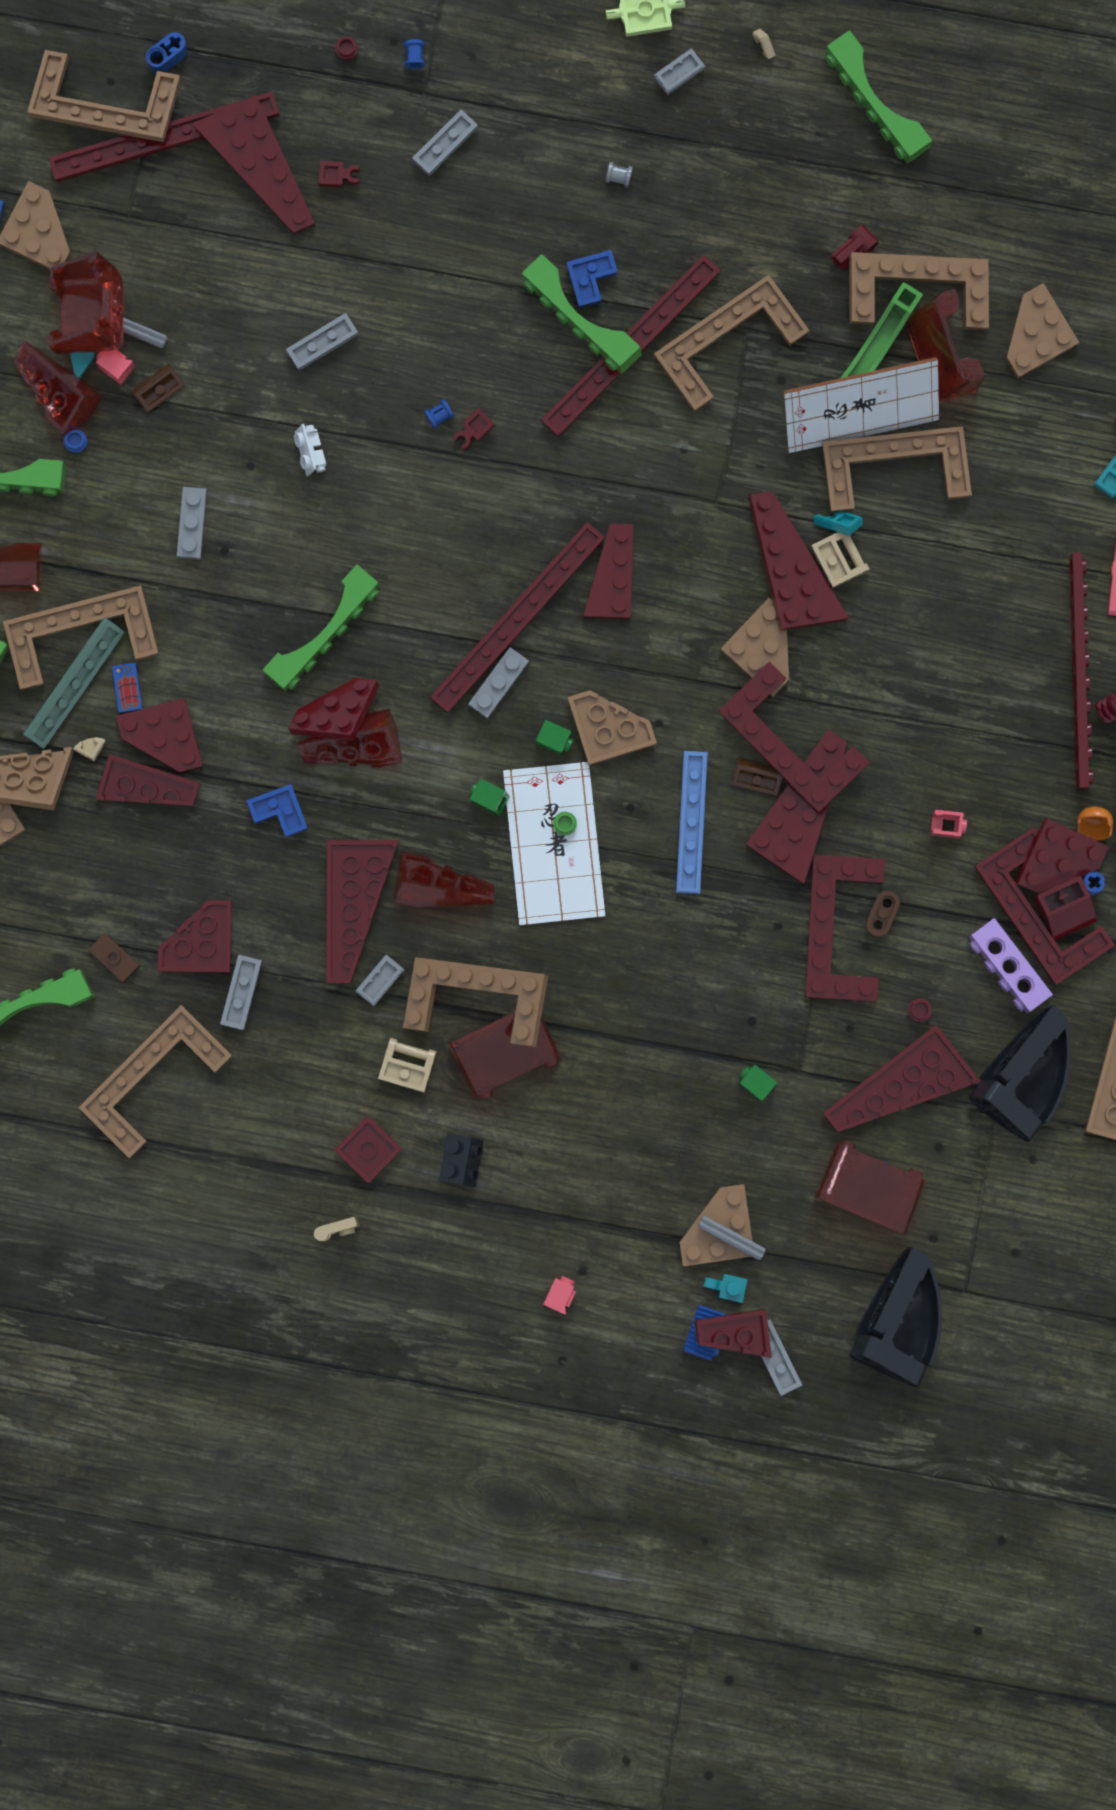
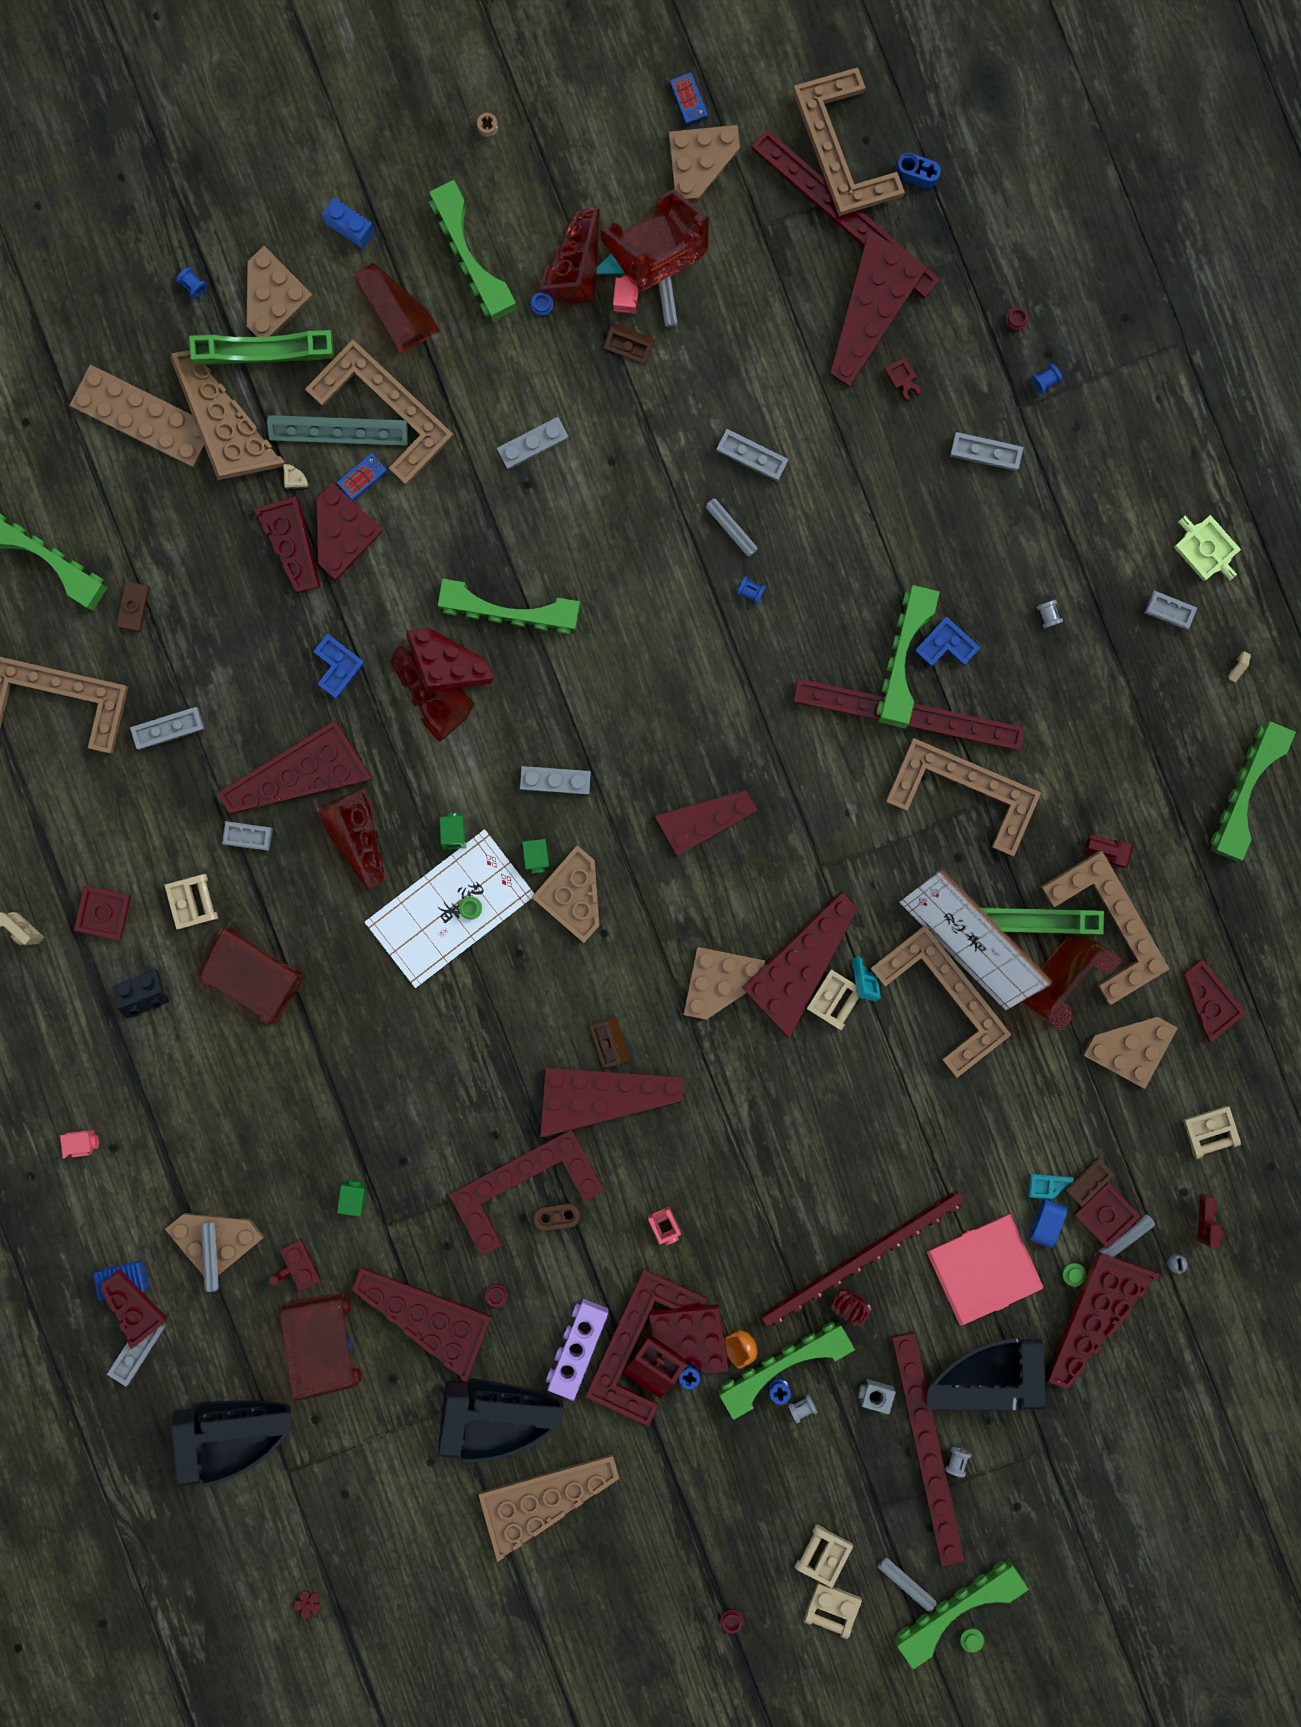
camera: 55 degrees right, 5 degrees up
(200, 942) = (188, 669): dark red plate -> none
(306, 439) = (659, 494): white hinge -> none
(373, 397) = (731, 527): none -> light grey axle
(476, 426) = (759, 629): dark red plate -> none
(517, 617) = (619, 762): dark red plate -> none
(526, 985) = (306, 964): medium nougat plate -> none
(691, 822) = (537, 1011): medium blue tile -> none
(730, 1287) = (171, 1278): teal plate -> none
(740, 716) = (623, 1098): dark red plate -> none
(787, 1168) = (298, 1265): none -> dark red plate
(1037, 239) = (1212, 1000): none -> dark red wing
(1093, 1344) = (307, 1603): none -> dark red plant

